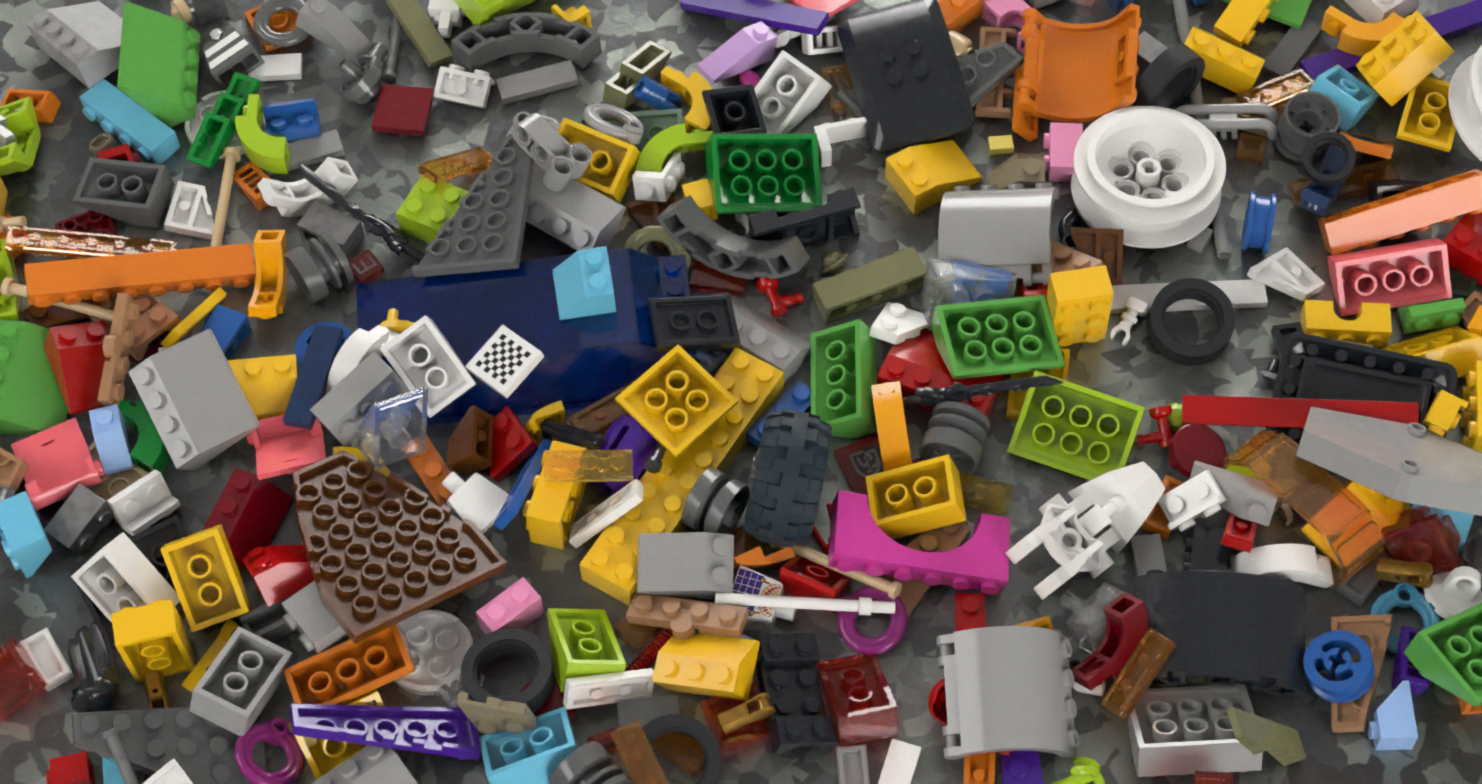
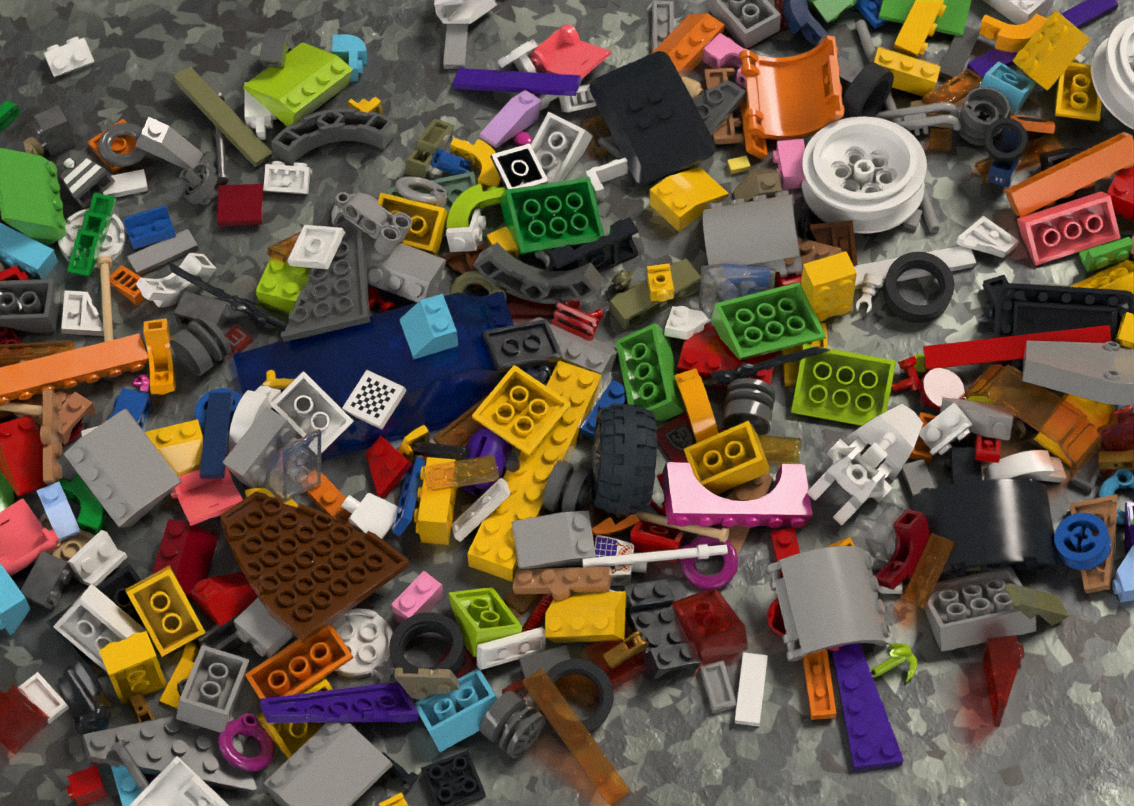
camera: 10 degrees left, 0 degrees up
(194, 318) = (105, 402): yellow tile -> none
(242, 302) = (142, 382): none -> dark pink piece
(262, 149) = (128, 253): lime arch -> none
(471, 443) = (357, 470): reddish brown slope -> none
(474, 170) = (316, 246): none -> white tile
(536, 241) = (375, 298): none -> red piece
(537, 82) = (347, 166): light grey tile -> none
(749, 293) = (558, 314): none -> red tile
(875, 271) = (660, 282): none -> yellow brick
(1258, 222) = (958, 199): blue wheel -> none
(1370, 326) = (1060, 270): yellow arch -> none

